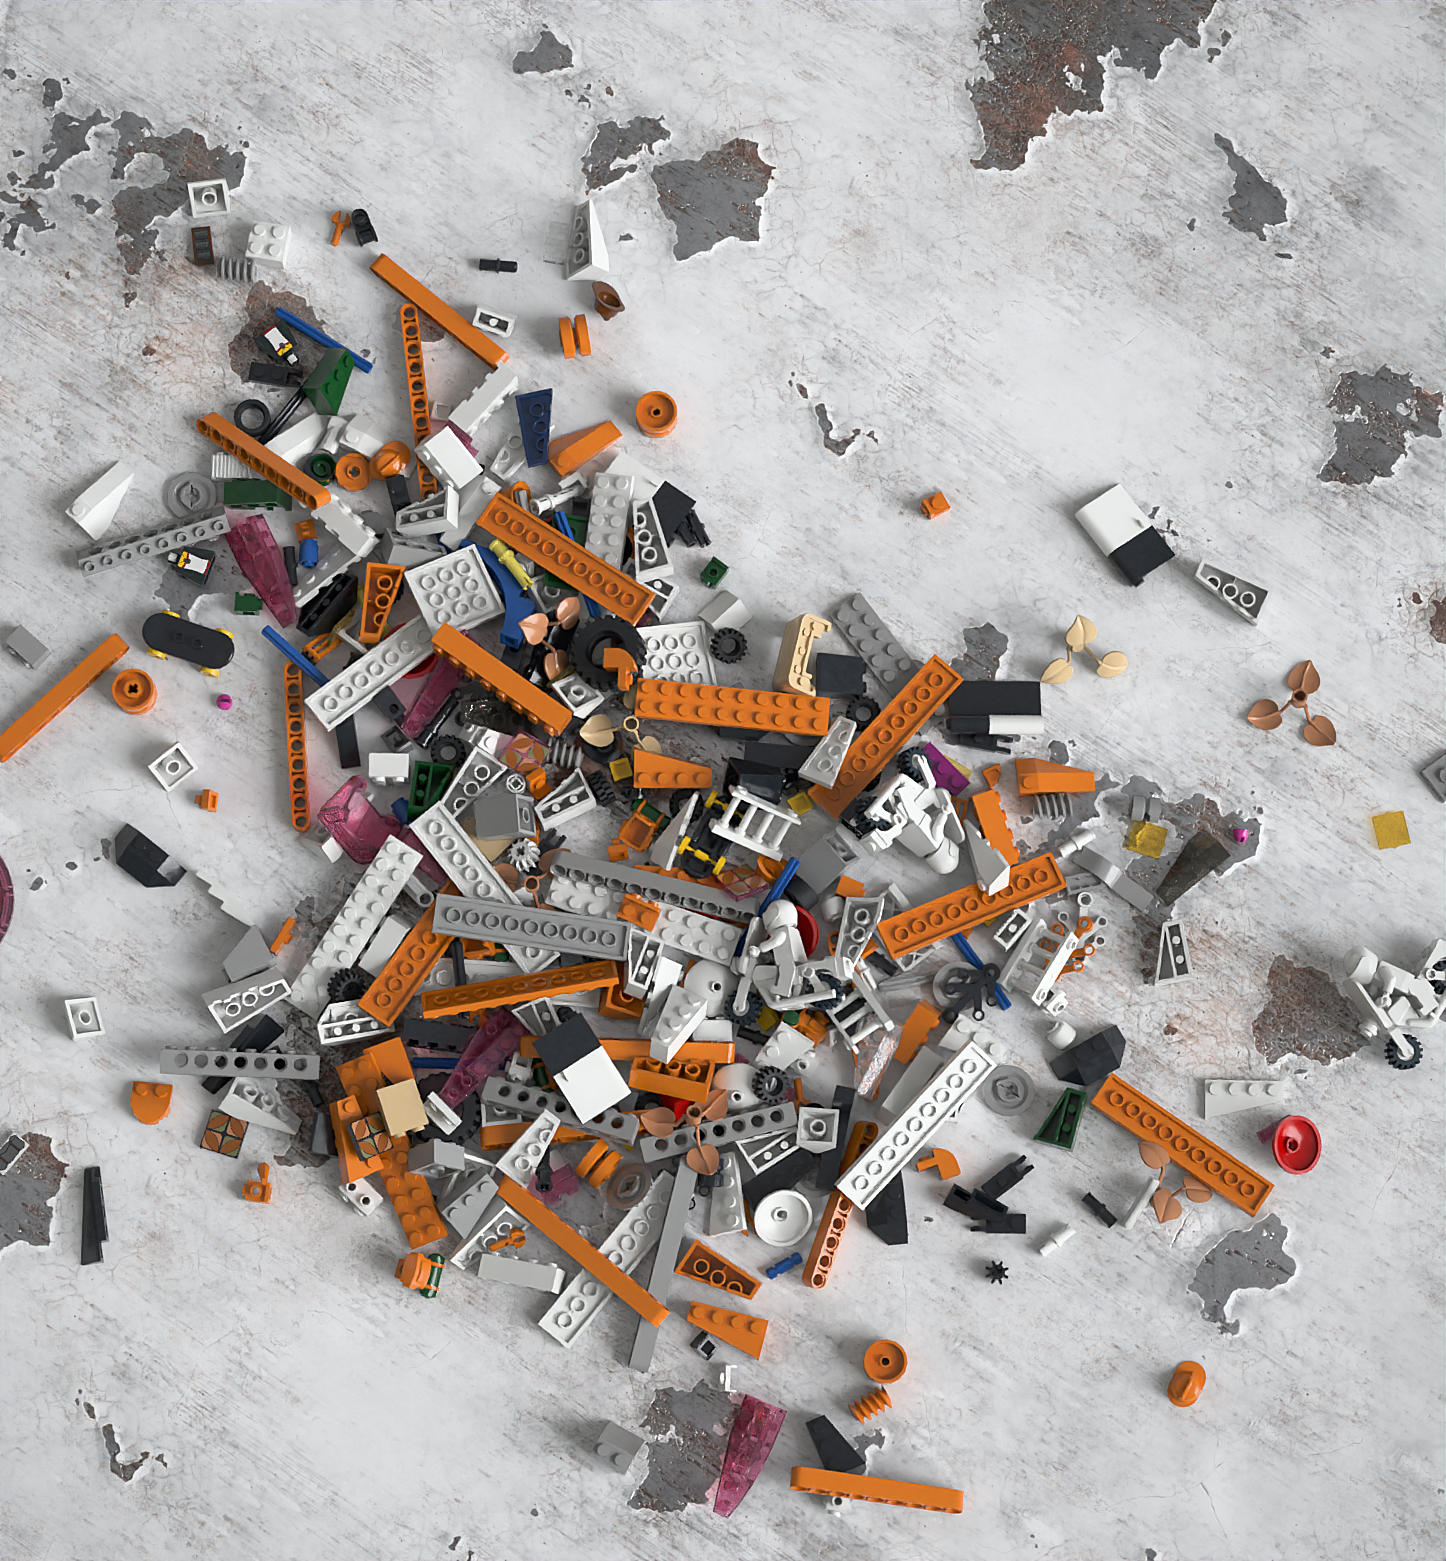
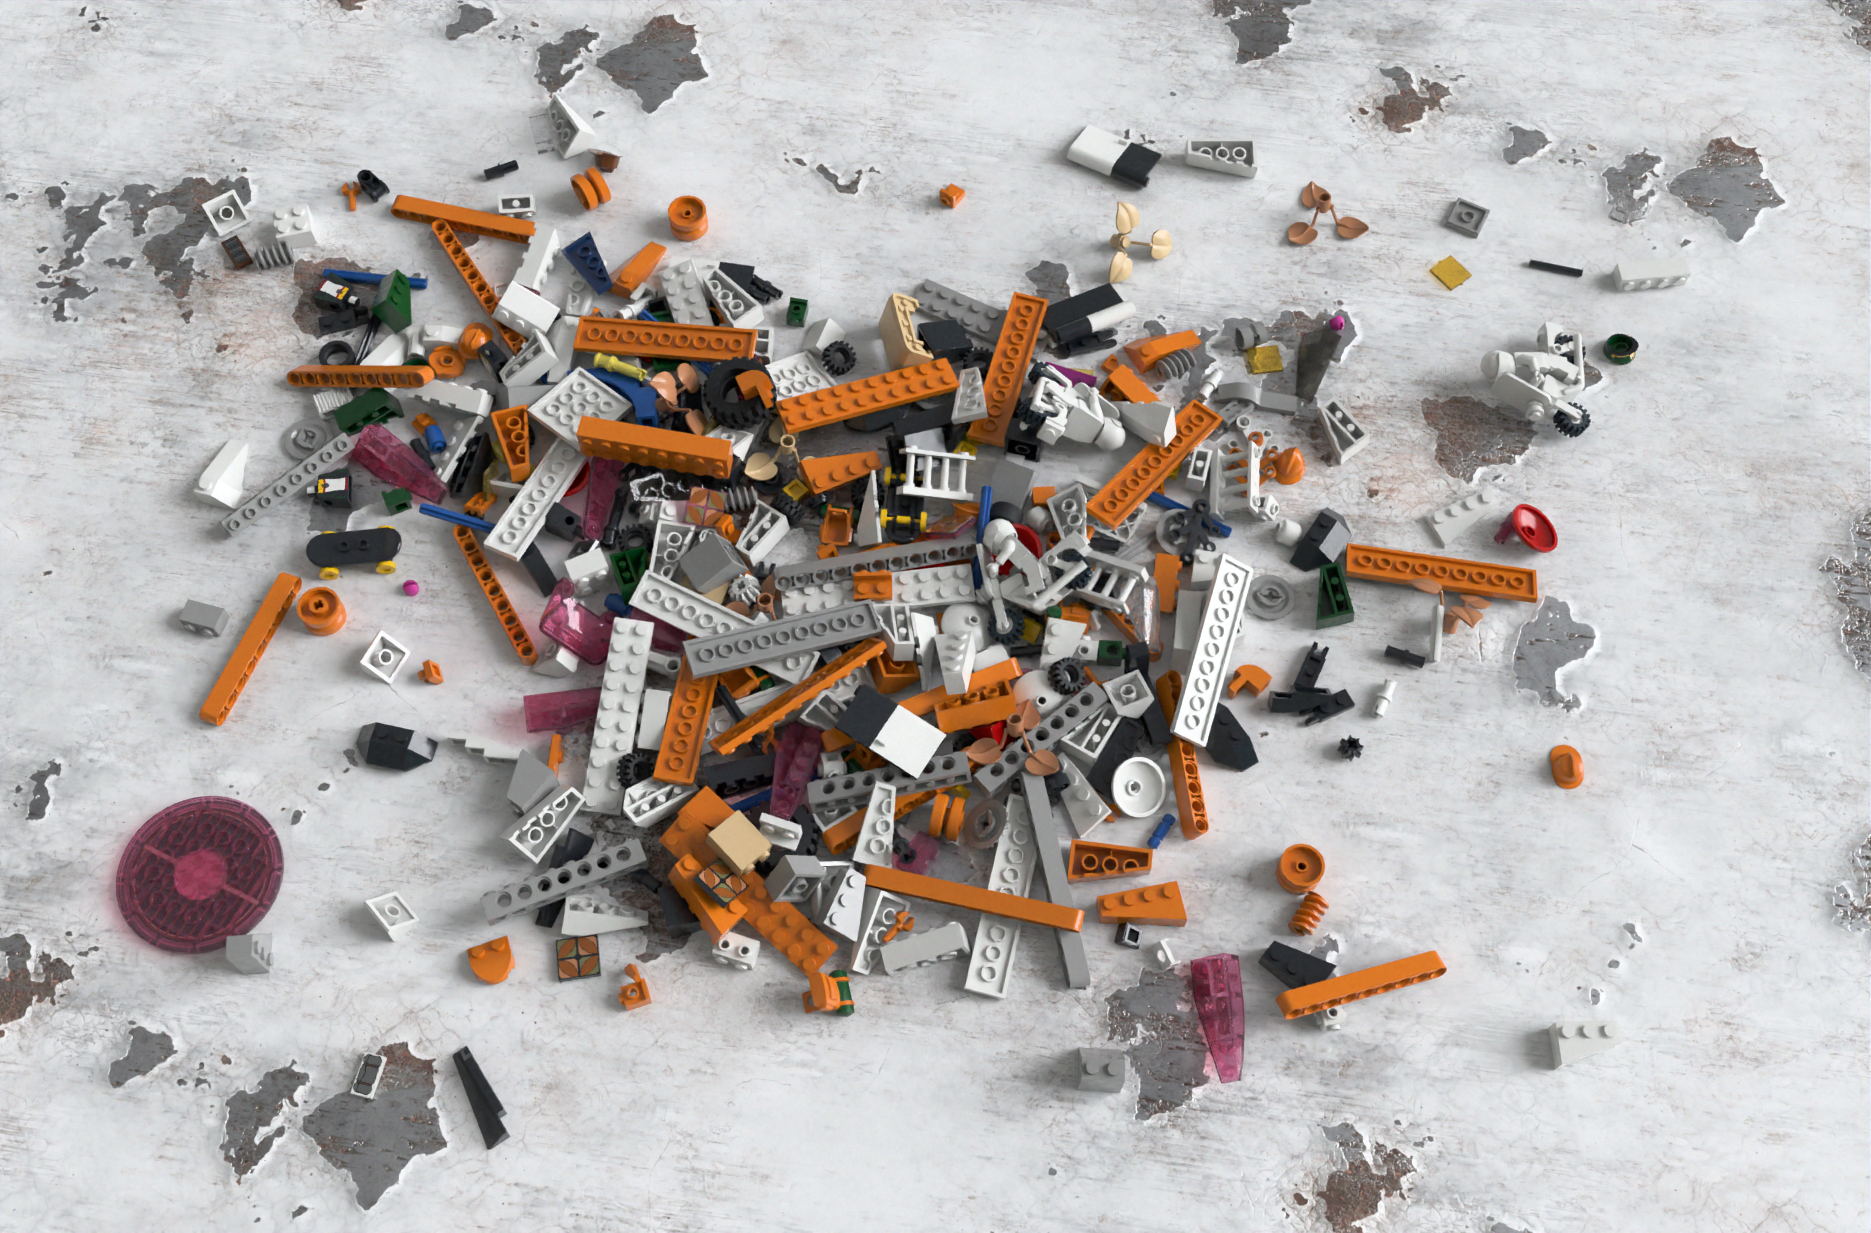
camera: 25 degrees left, 15 degrees down
(307, 896) = (561, 709): none -> clear pink wedge
(824, 1068) = (1104, 658): none -> dark green brick
(1104, 966) = (1289, 466): none -> orange piece

